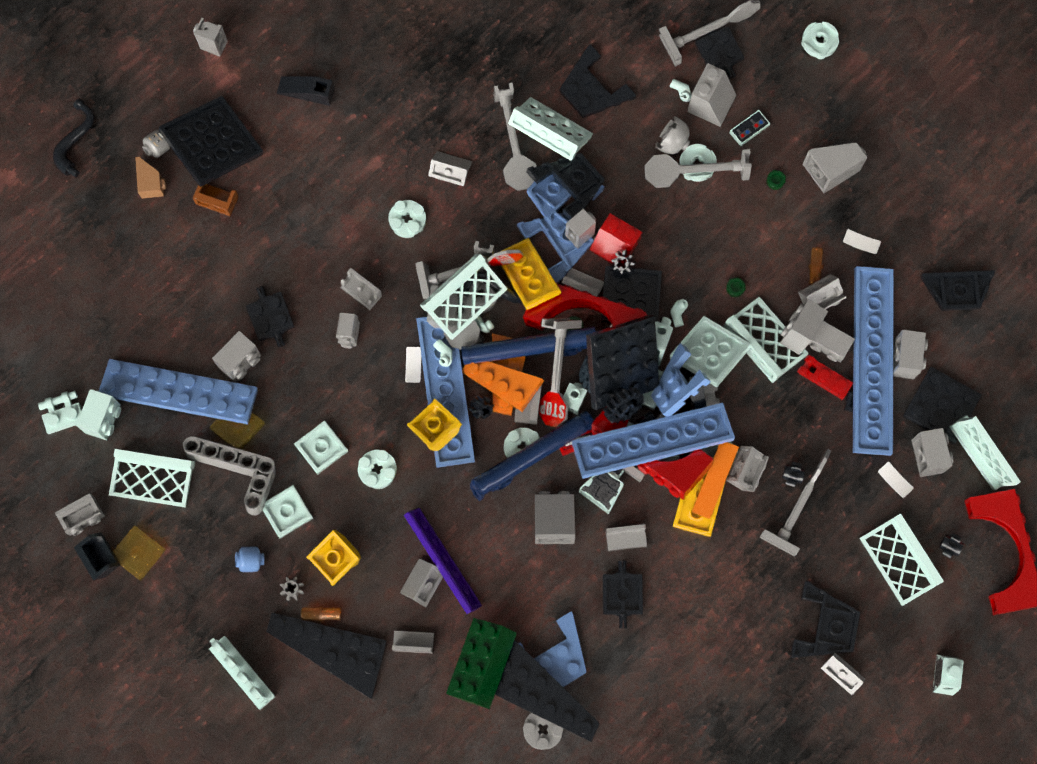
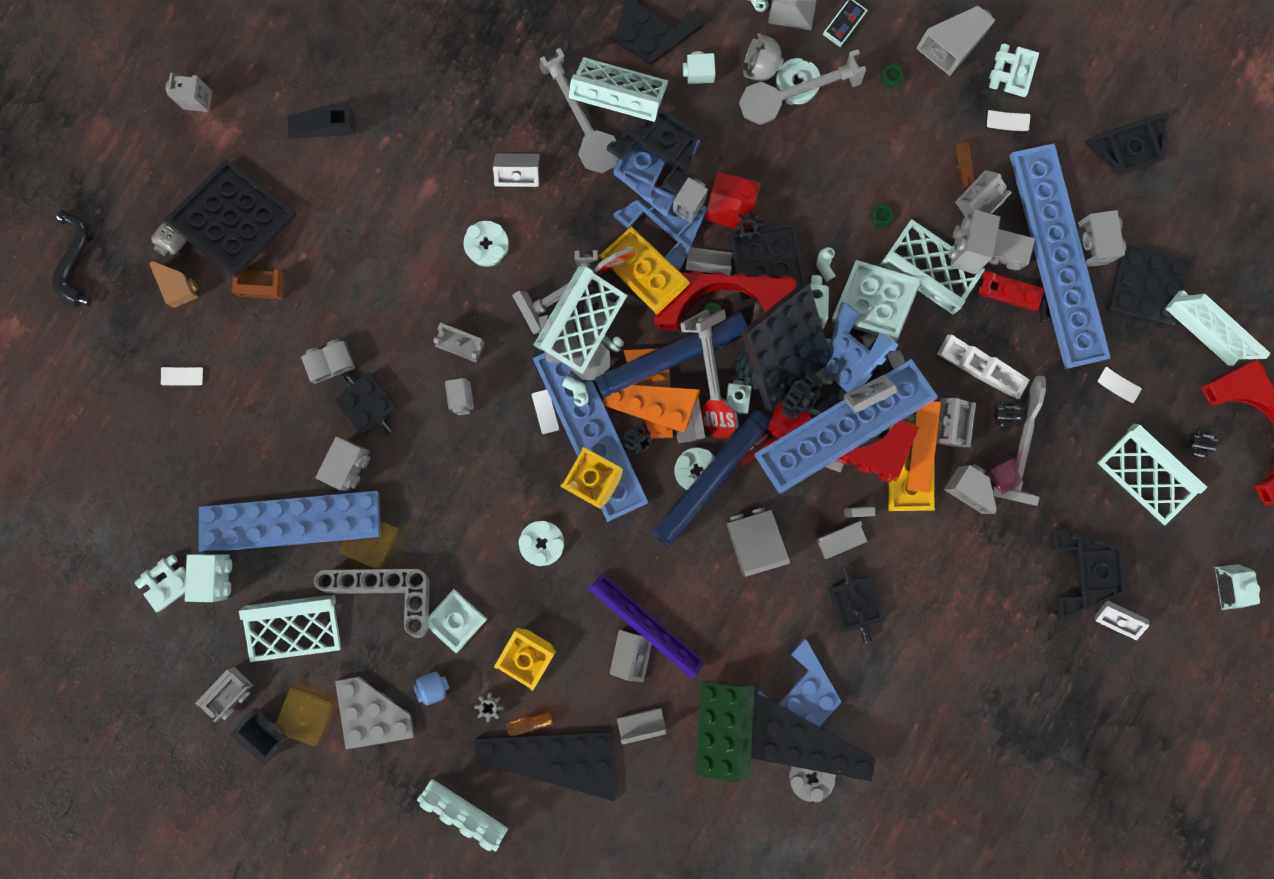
camera: 15 degrees left, 10 degrees up
(130, 253) = (181, 376): none -> white sticker
(192, 568) = (370, 715): none -> light grey plate
(250, 274) = (328, 361): none -> light grey brick
(321, 447) = (471, 537): light aqua tile -> none
(603, 489) = (803, 496): torso -> none
(620, 130) = (699, 68): none -> light aqua brick
(646, 517) = (859, 512): none -> light grey tile
(679, 418) = (870, 393): none -> light grey plate
(745, 525) = (973, 488): none -> light grey slope
(775, 521) = (1004, 475): none -> clear pink slope
(785, 431) = (983, 366): none -> white slope
(881, 206) = (1020, 72): none -> light aqua plate
(932, 452) = (1156, 345): light grey brick -> none

